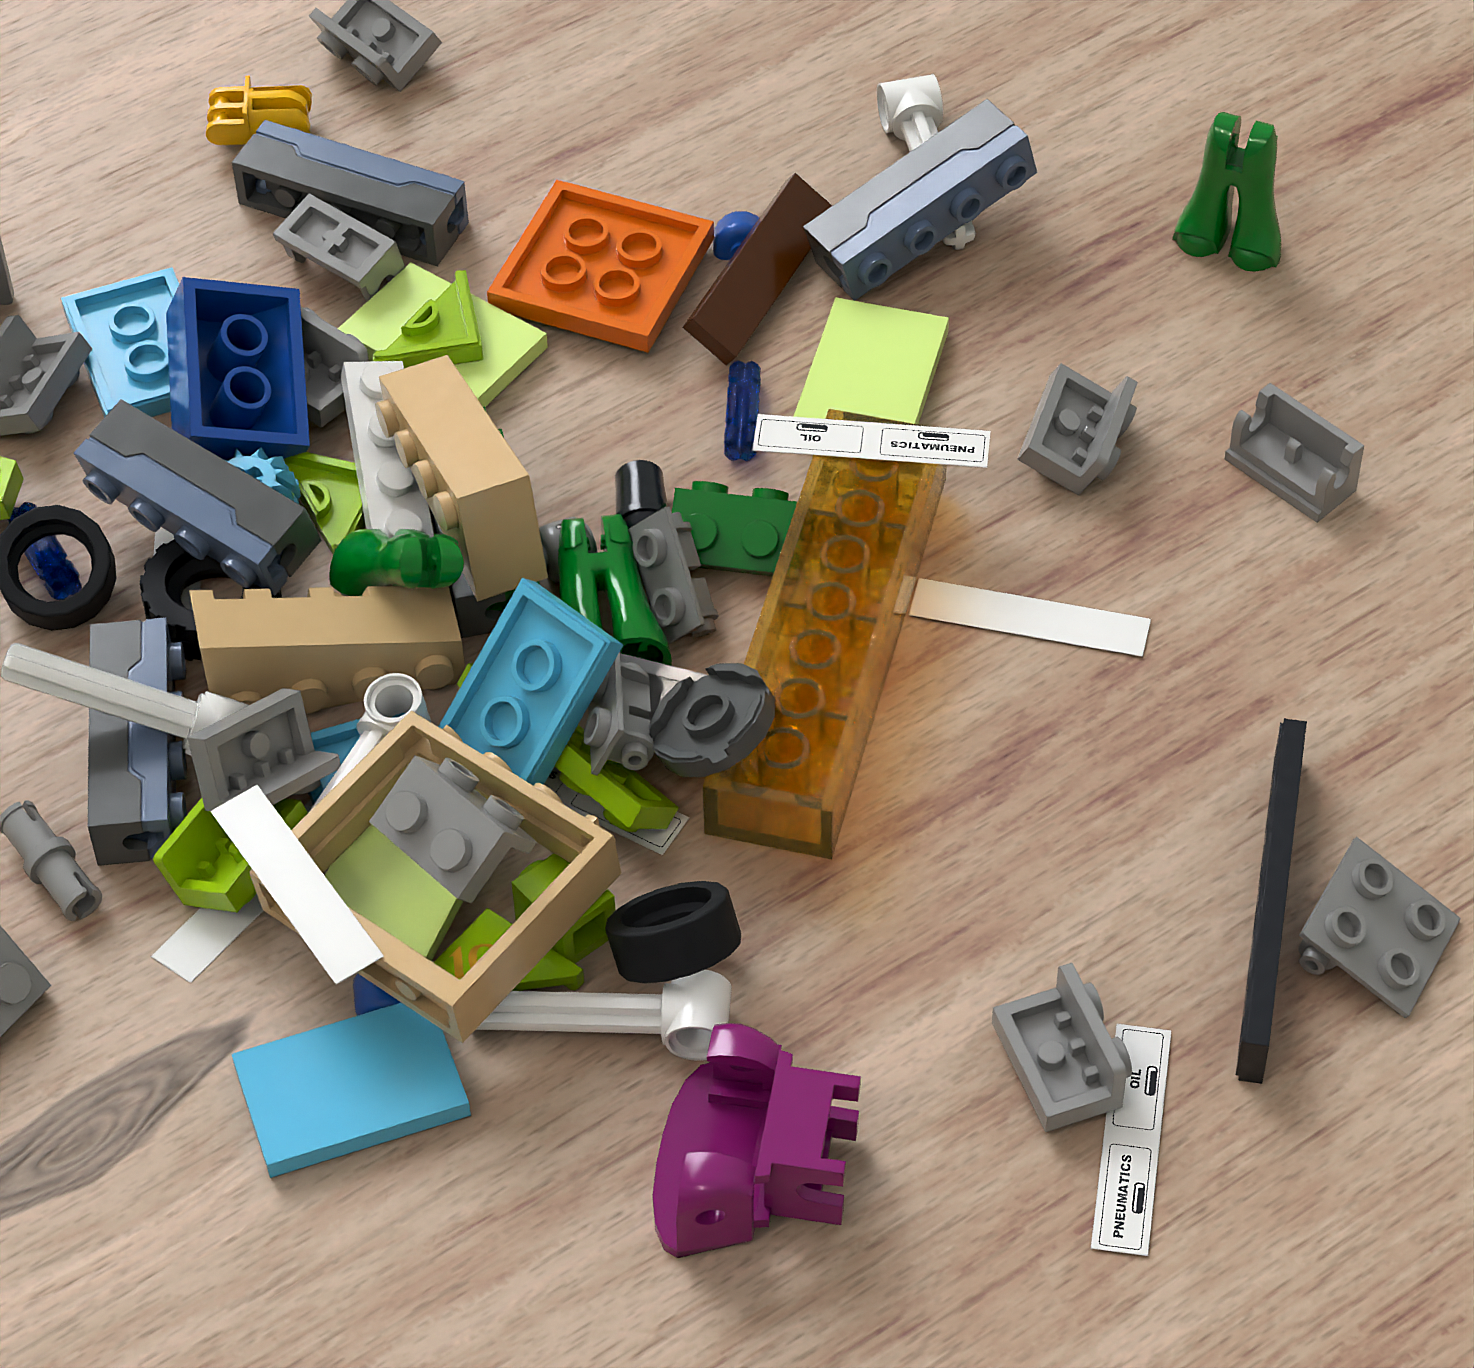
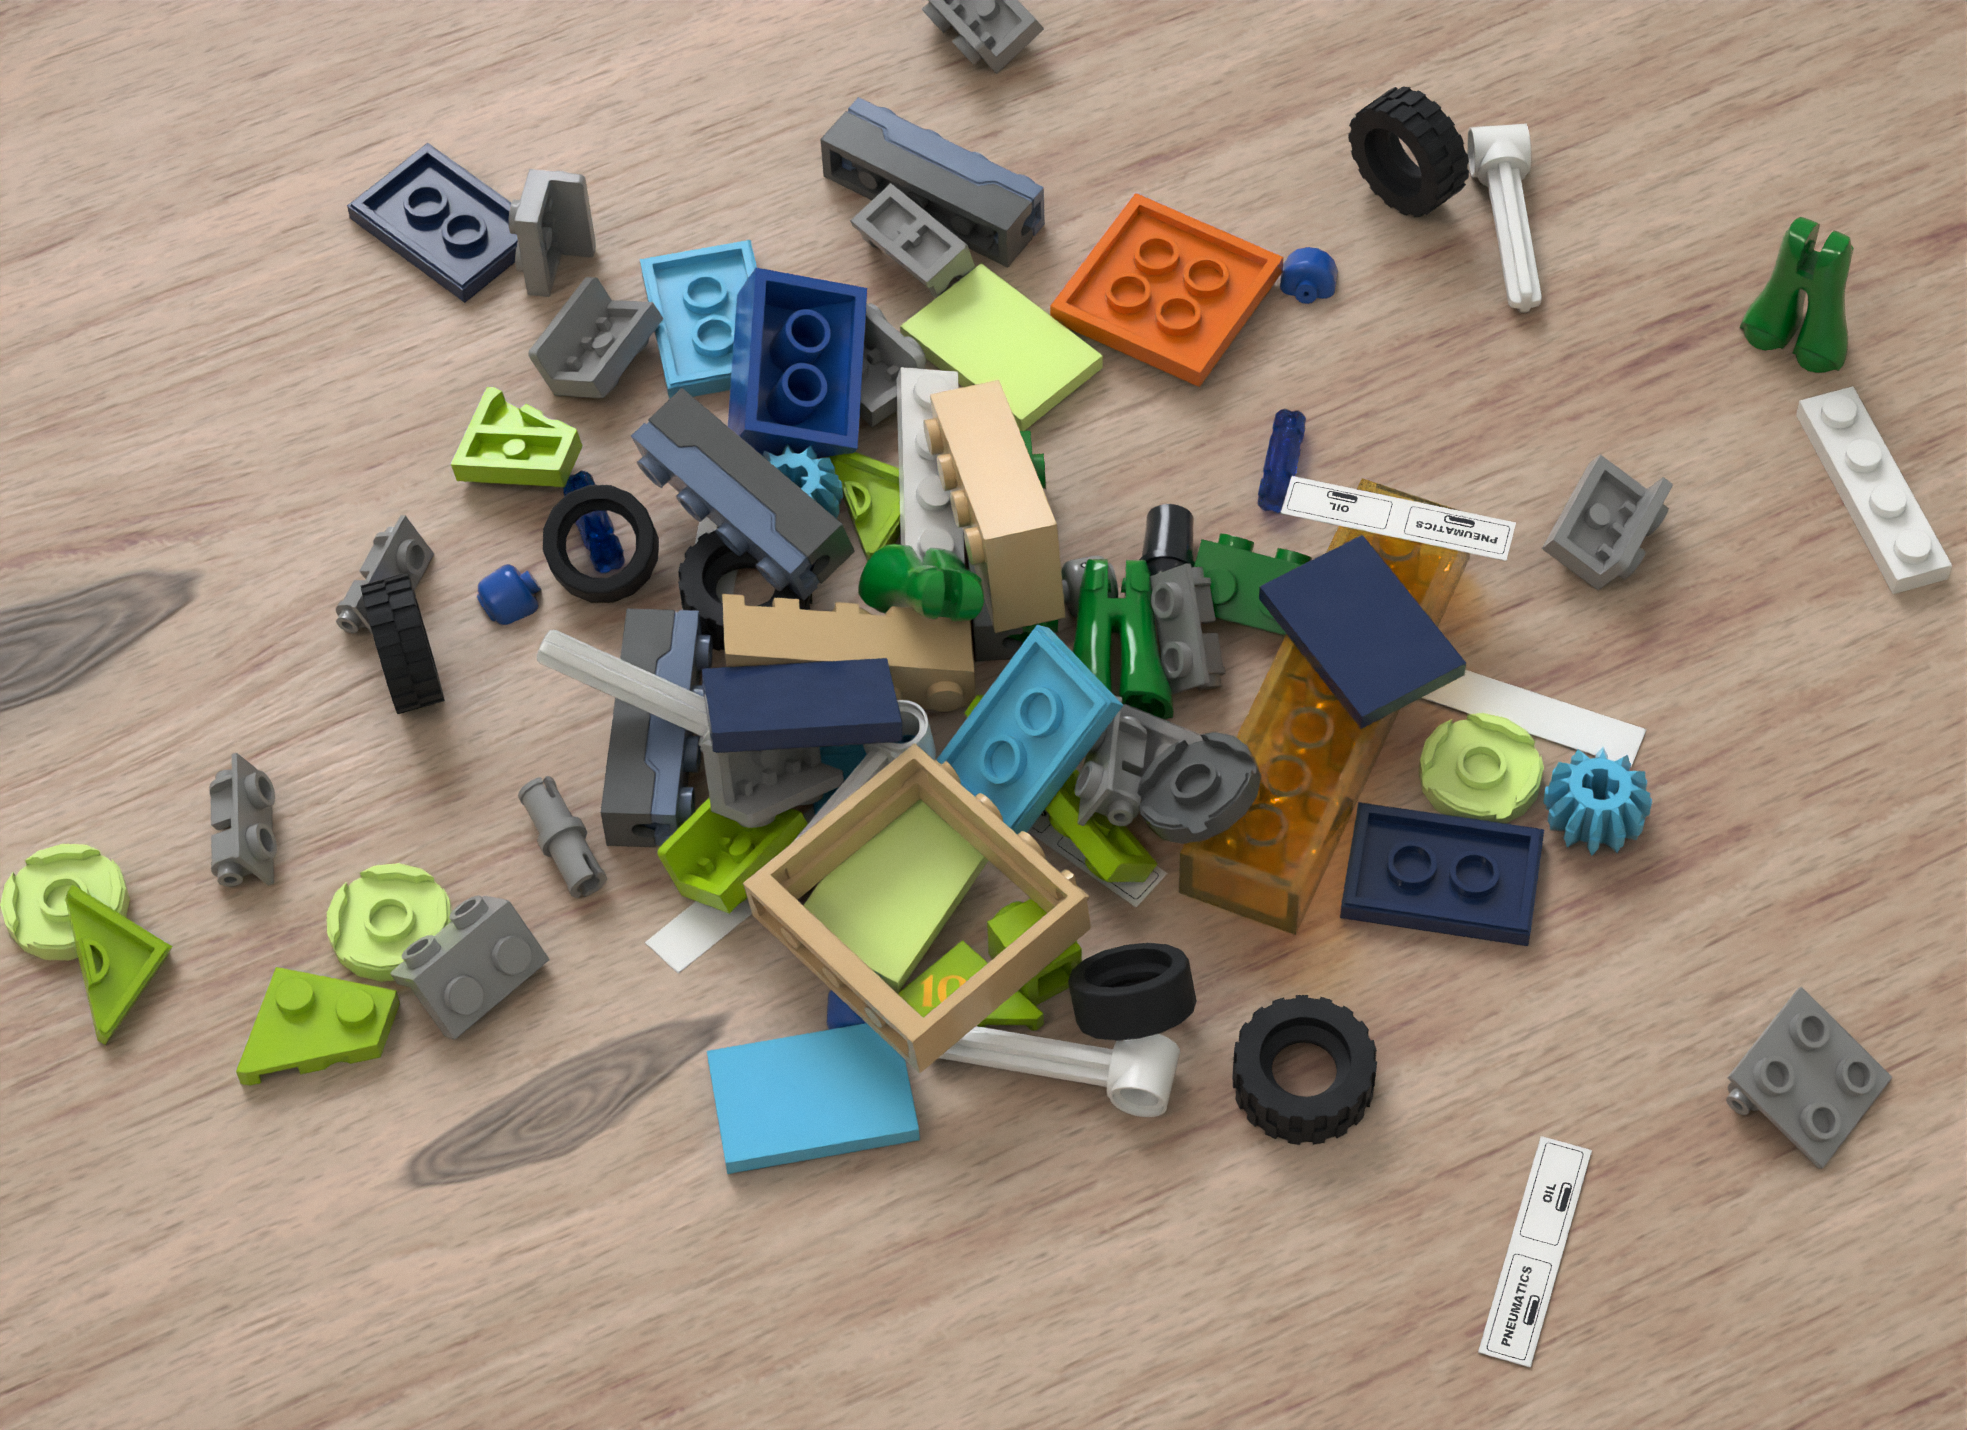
camera: 10 degrees right, 5 degrees up
(240, 110) = (839, 81): yellow arm -> none
(286, 689) = (801, 705): none -> dark blue tile
(297, 884) = (785, 902): white sticker -> none
(439, 329) = (998, 343): lime tile -> none
(450, 825) = (935, 866): light grey bracket -> none
(749, 1144) = (1171, 1209): magenta piece -> none
(757, 271) = (1322, 312): reddish brown tile -> none
(845, 91) = (1427, 135): none -> black tyre
(854, 549) = (1362, 631): none -> dark blue tile
(863, 941) = (1296, 1116): none -> black tyre
(874, 362) = (1416, 430): yellowish green tile -> none
(921, 199) = (1491, 261): sand blue piece -> none
(971, 781) = (1442, 874): none -> dark blue tile
(992, 677) = (1481, 769): none -> yellowish green tile
(1064, 1051) = (1483, 1159): light grey bracket -> none
(1116, 689) = (1597, 801): none -> medium azure gear
(1271, 902) = (1709, 1036): black tile -> none
(1295, 453) = (1818, 577): light grey hinge -> none
(1332, 369) = (1873, 490): none -> white plate

